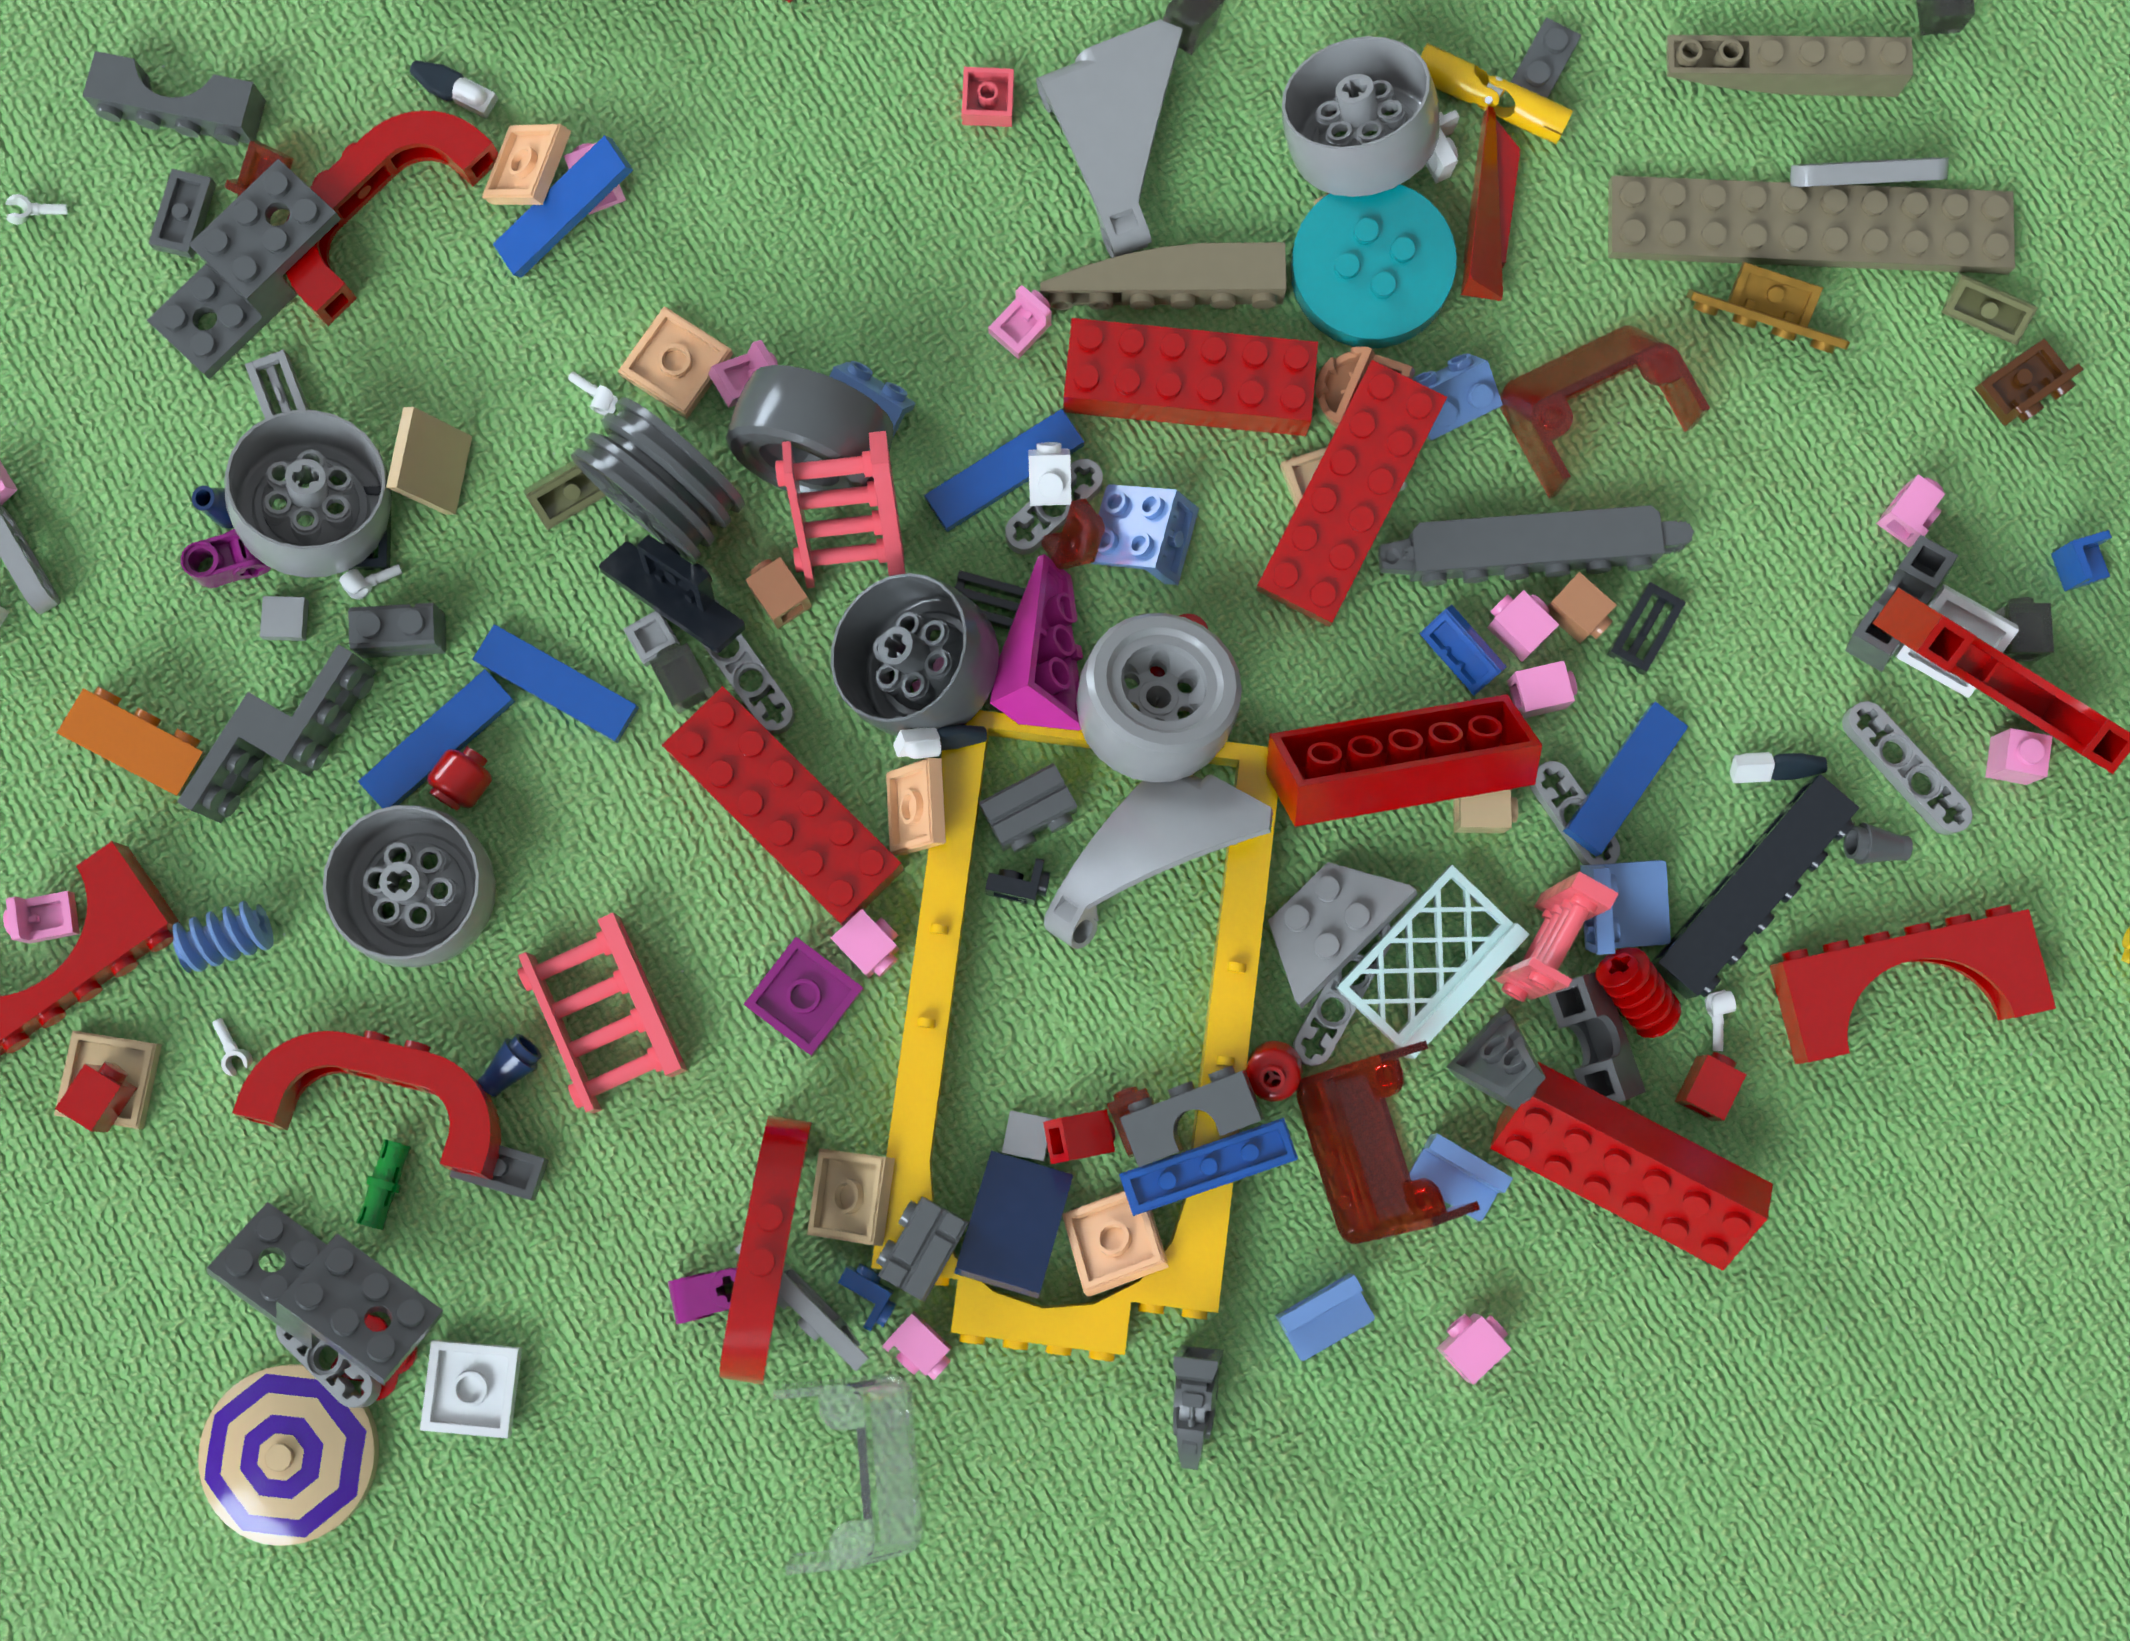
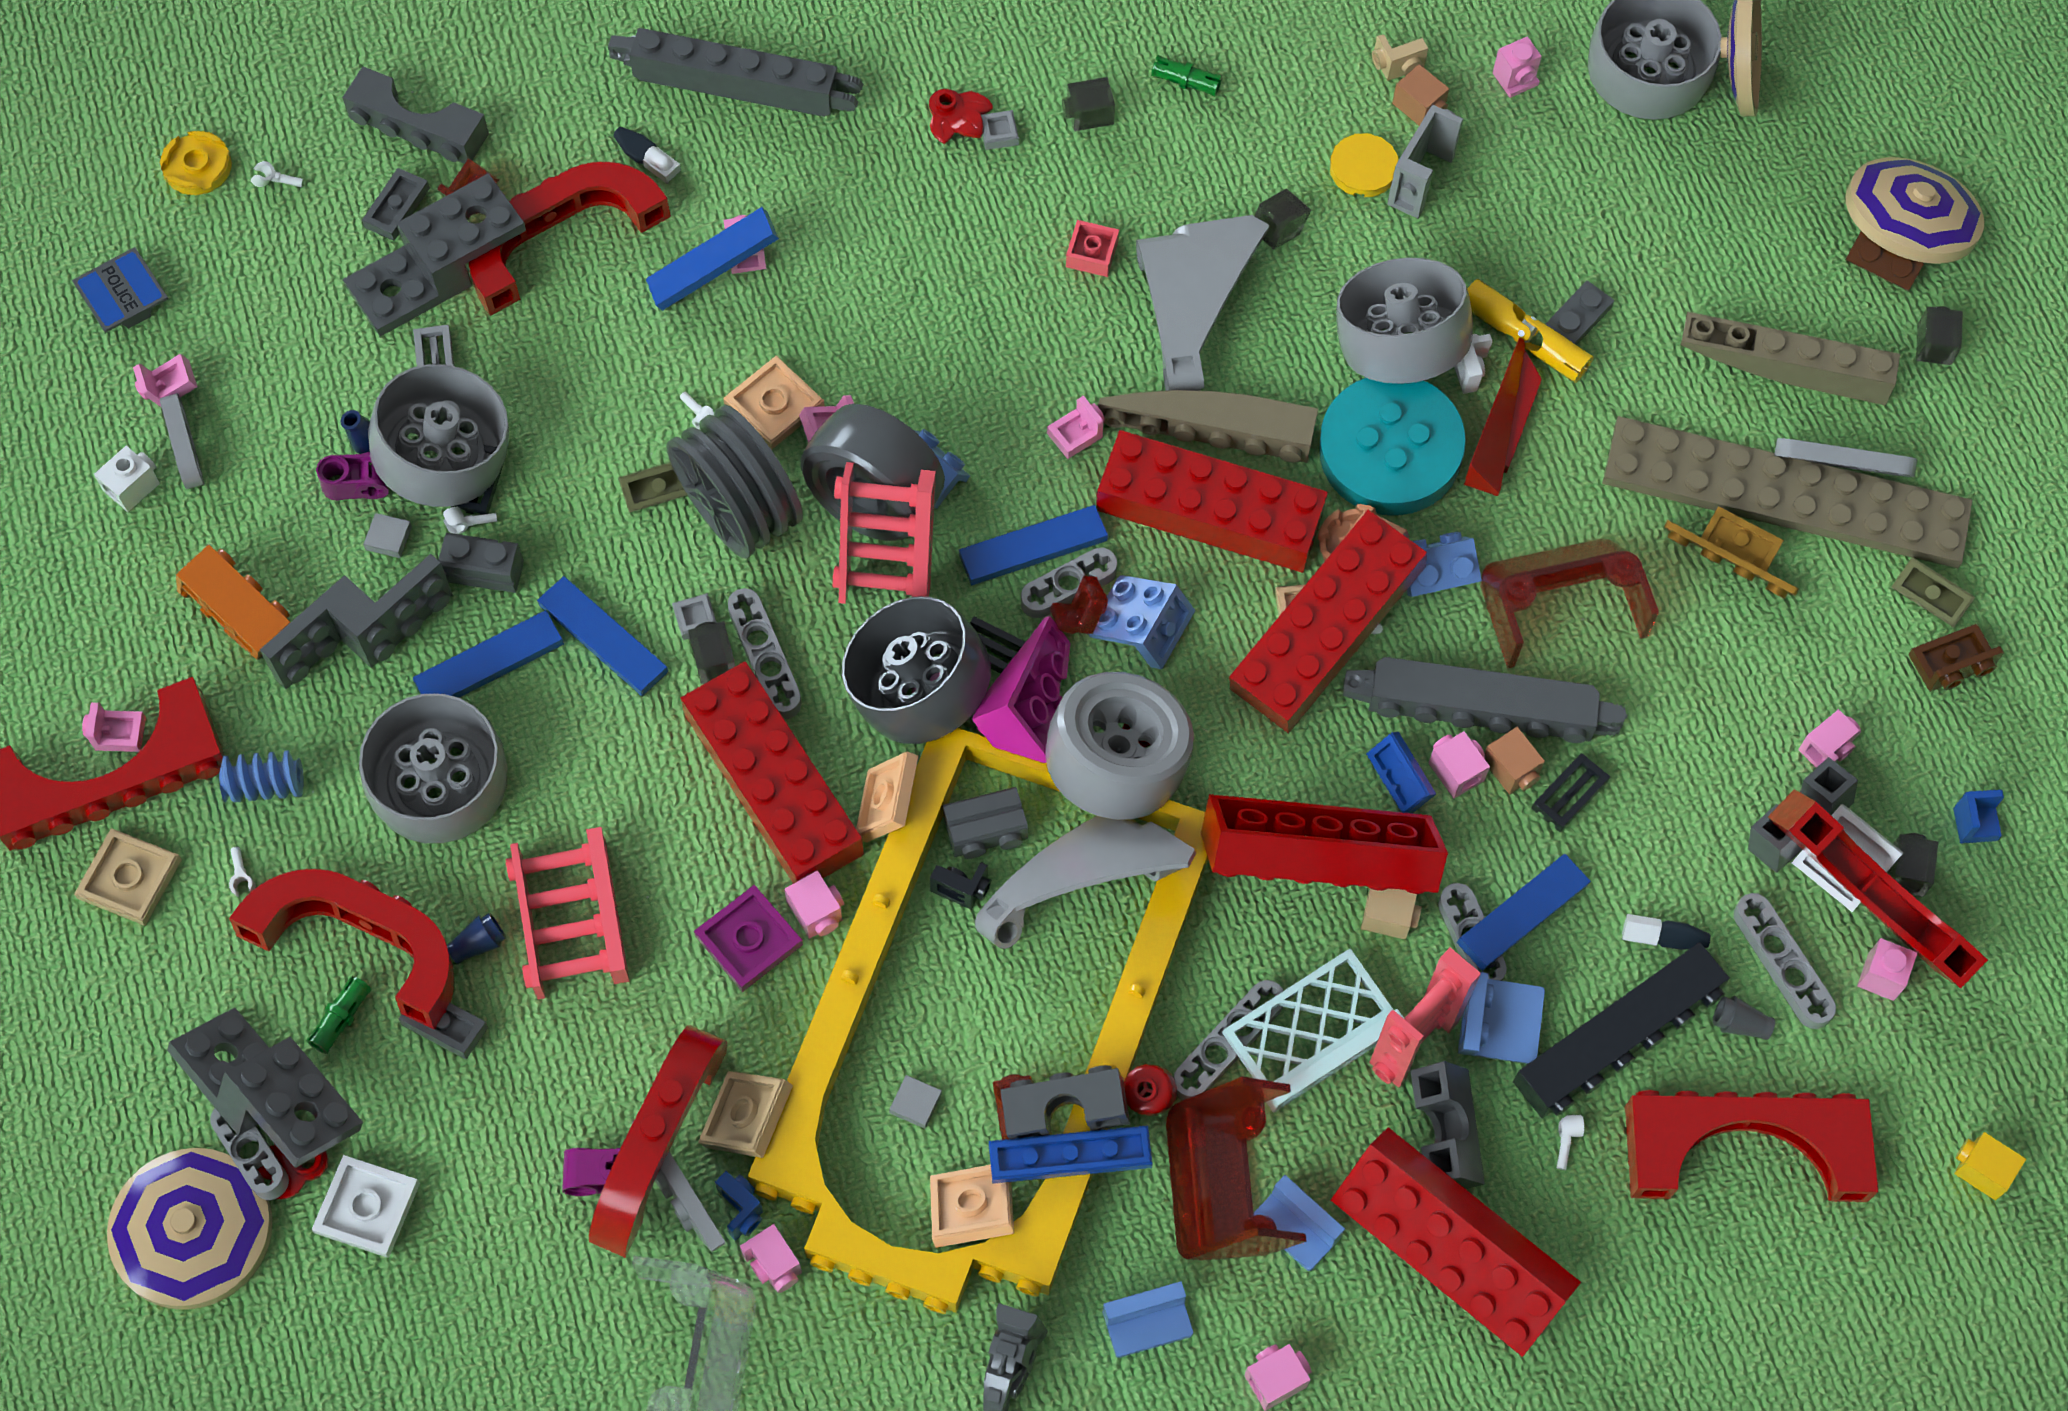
camera: 15 degrees right, 15 degrees down
(96, 1096) = (117, 881): red brick -> none
(429, 461) = (546, 432): tan tile -> none
(459, 778) = (499, 692): red head -> none
(526, 164) = (690, 221): light nougat tile -> none
(673, 589) = (724, 575): black bracket -> none
(777, 591) = (813, 600): nougat brick -> none
(922, 1247) = (797, 1163): dark grey brick -> none
(931, 741) = (912, 739): piece -> none
(1014, 1224) = (884, 1170): dark blue tile -> none
(1049, 475) = (1070, 552): white bracket -> none
(1079, 1136) = (962, 1108): red brick -> none
(1332, 924) = (1232, 977): light grey wing -> none
(1499, 1062) = (1353, 1124): dark grey wing -> none
(1542, 689) = (1464, 819): bright pink brick -> none
(1639, 992) = (1496, 1093): red piece -> none
(1711, 1086) = (1546, 1195): red brick -> none

